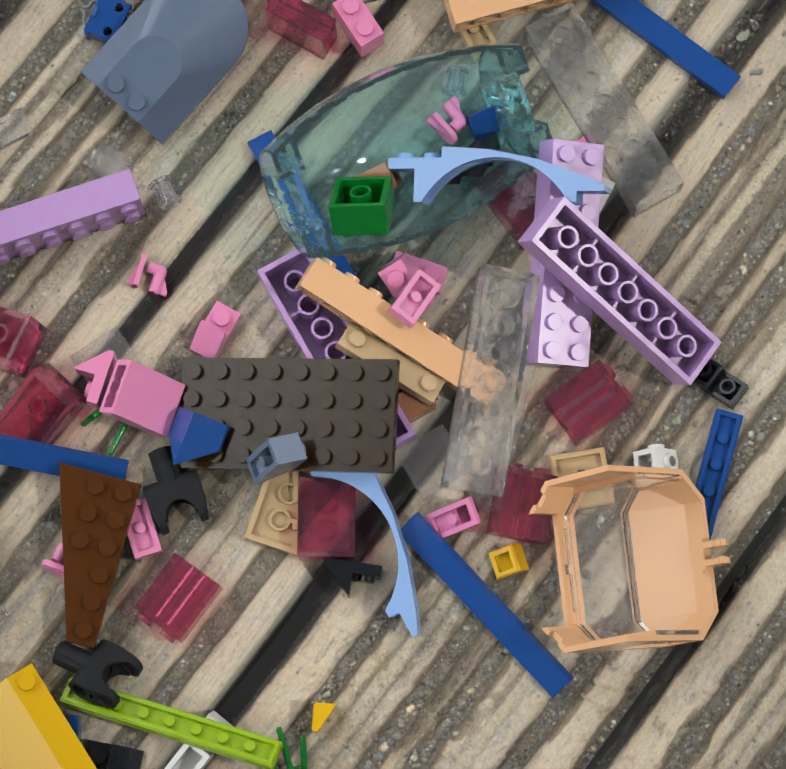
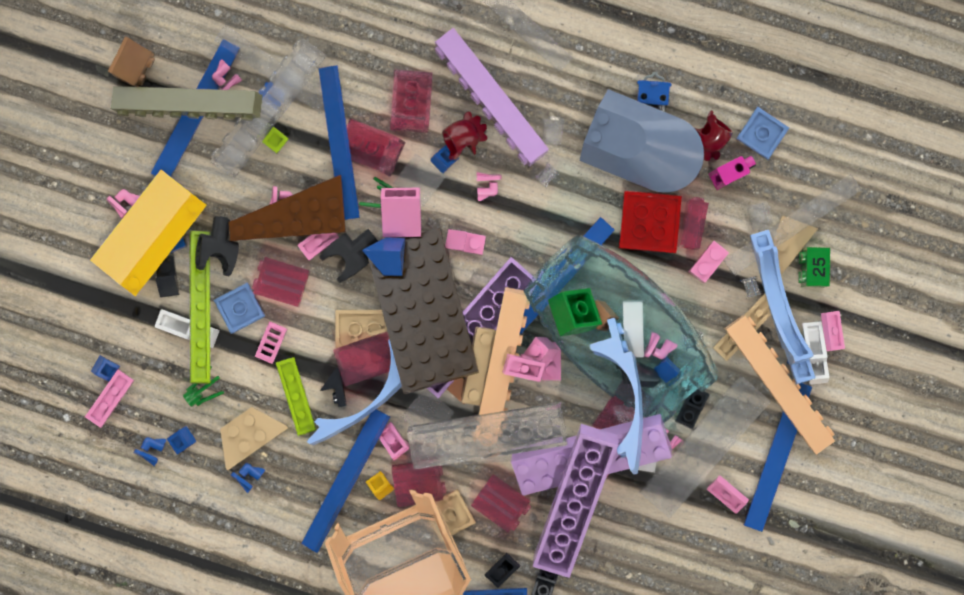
camera: 70 degrees right, 10 degrees up
(69, 281) = (464, 133): none -> dark red piece
(92, 321) = (441, 159): none -> blue slope
(101, 370) = (411, 178): bright pink slope -> none
(193, 671) = (239, 308): none -> medium blue tile
(255, 627) = (271, 325): none -> bright pink slope
(276, 457) = (388, 315): sand blue slope -> none
(277, 79) = (650, 222): none -> red plate
(321, 713) = (240, 399): yellow slope -> none
(344, 634) = (296, 396): none -> lime tile
(375, 721) = (247, 435): none -> tan wing
(403, 138) = (634, 326): none -> white slope
(422, 739) = (246, 469): none -> blue piece
(546, 110) = (692, 408): none -> black slope
(656, 456) = (474, 560): white brick -> none
(676, 102) = (727, 494): none -> bright pink plate
(680, 429) = (502, 570): none -> black slope

